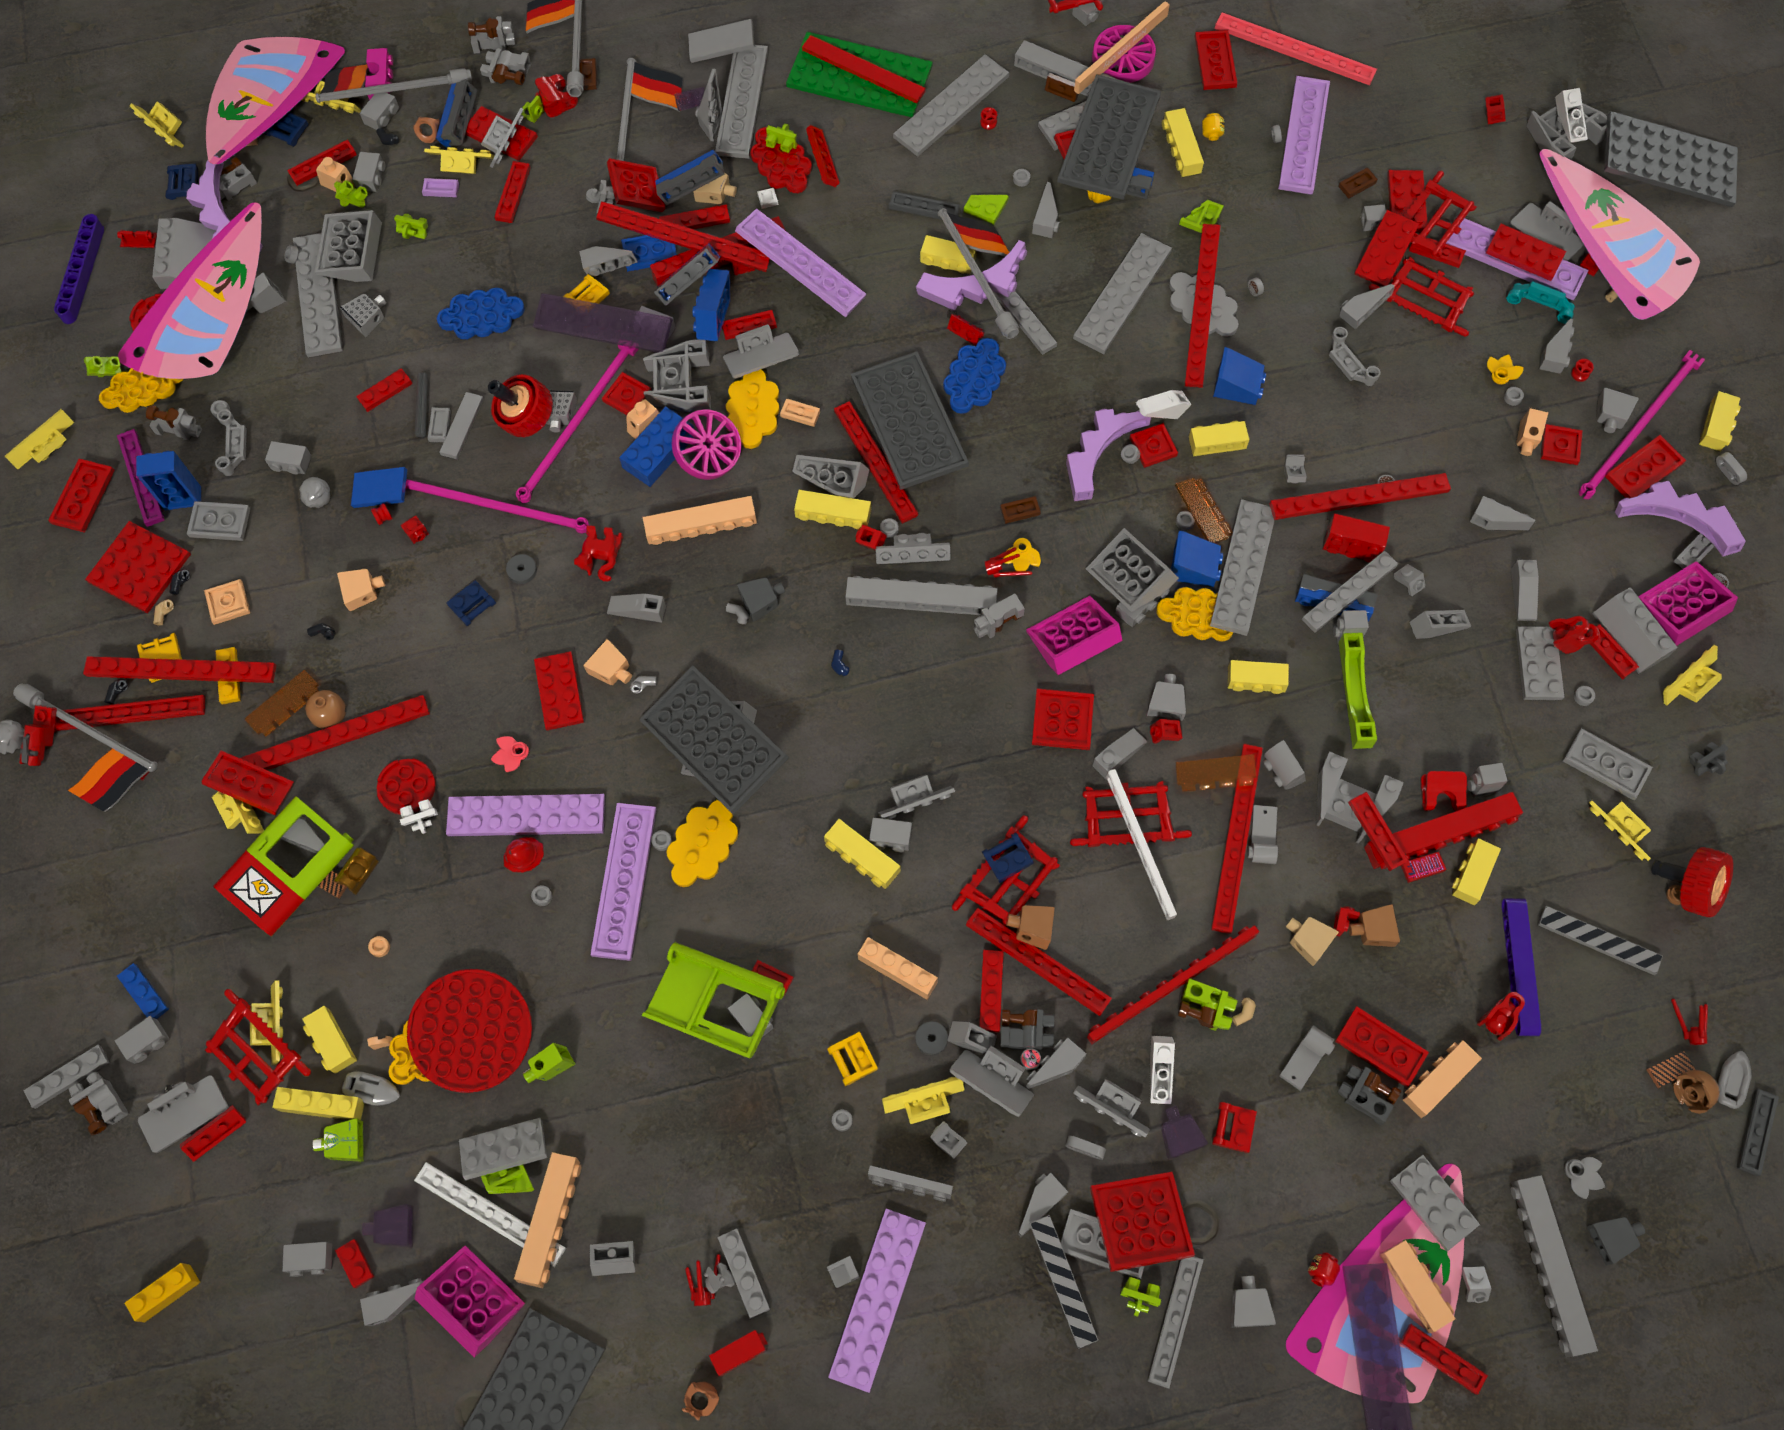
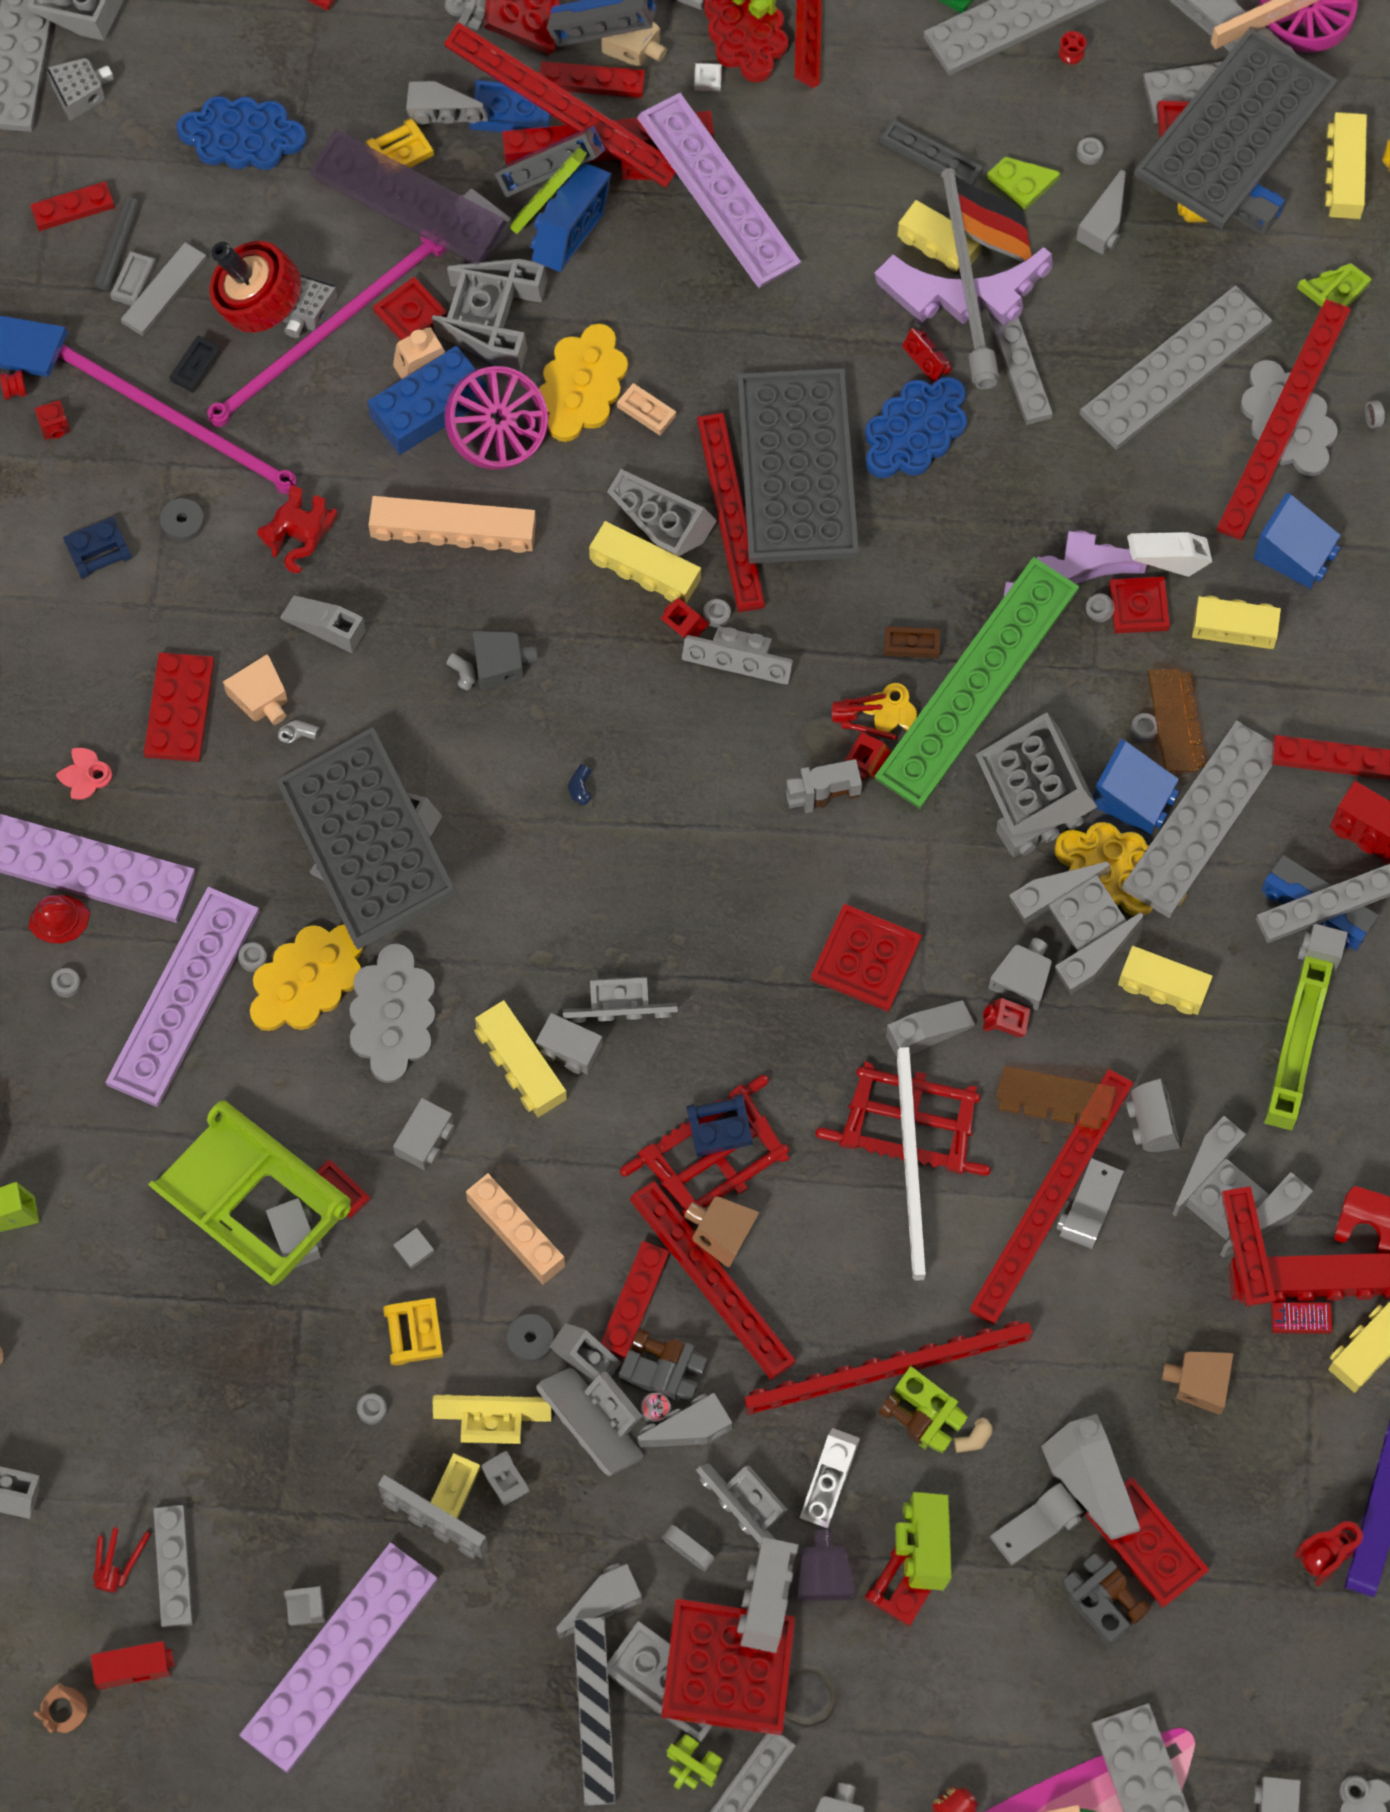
camera: 15 degrees right, 0 degrees up
(498, 467) = (195, 364): none -> black plate
(692, 292) = (548, 190): none -> lime tile
(723, 1279) = (143, 1564): light grey piece -> none
(747, 323) = (617, 259): red plate -> none
(759, 350) = (618, 303): light grey bracket -> none
(767, 849) = (392, 1013): none -> light grey plate
(815, 924) = (424, 1134): none -> light grey brick
(833, 1002) = (413, 1248): none -> light grey tile
(916, 1155) = (455, 1485): none -> light yellow plate
(919, 595) = (723, 722): light grey brick -> none
(1019, 584) = (869, 754): none -> red brick
(1061, 87) = (1195, 30): reddish brown plate -> none
(1072, 523) = (976, 683): none -> bright green plate
(1075, 634) = (925, 844): dark pink slope -> none
(1151, 1164) = (768, 1595): none -> light grey wedge
(1194, 650) = (1085, 916): none -> light grey wedge
(1243, 1090) = (930, 1541): none -> lime piece
(1294, 468) = (1330, 699): light grey bracket -> none
(1311, 938) = (1104, 1365): tan torso -> none
(1326, 1008) = (1087, 1467): none -> light grey wedge
(1341, 923) = (1154, 1357): red bracket -> none
(1441, 1079) = (1213, 1611): light nougat brick -> none

